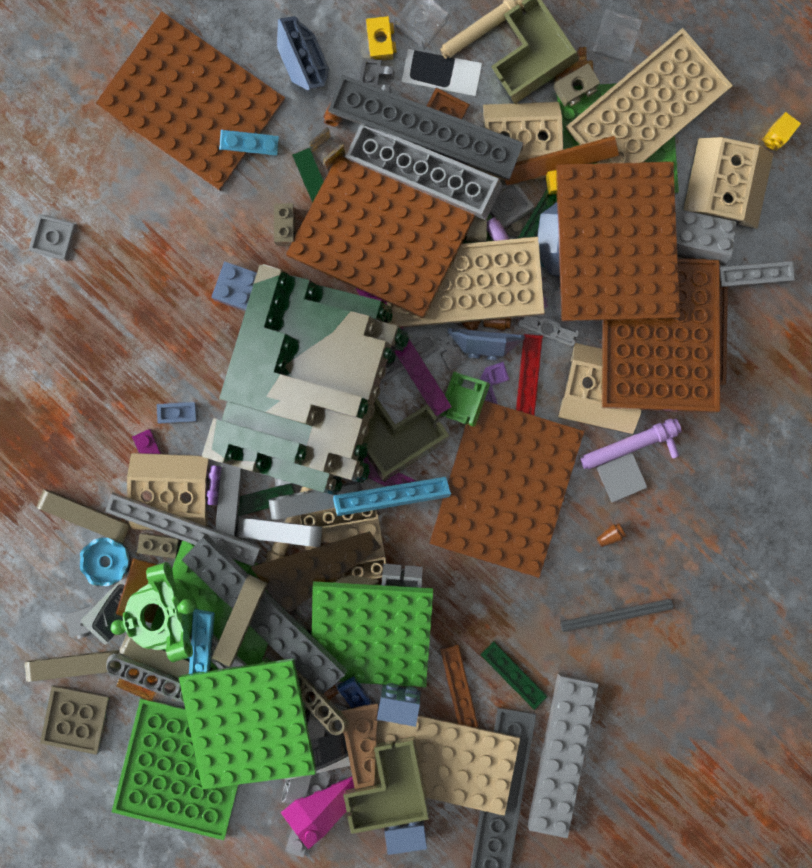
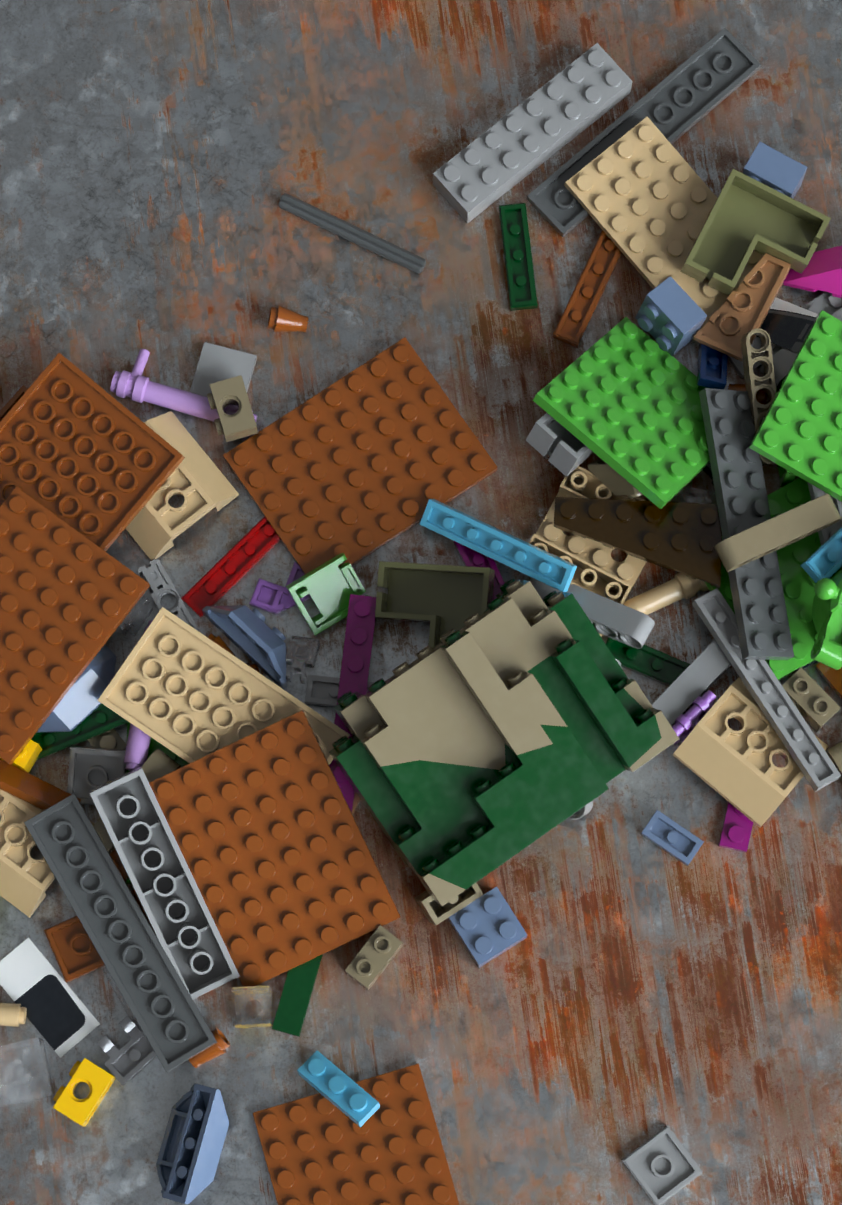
camera: 140 degrees left, 10 degrees down
(279, 531) = (658, 604): beam -> none
(587, 457) = (232, 392): none -> dark tan brick

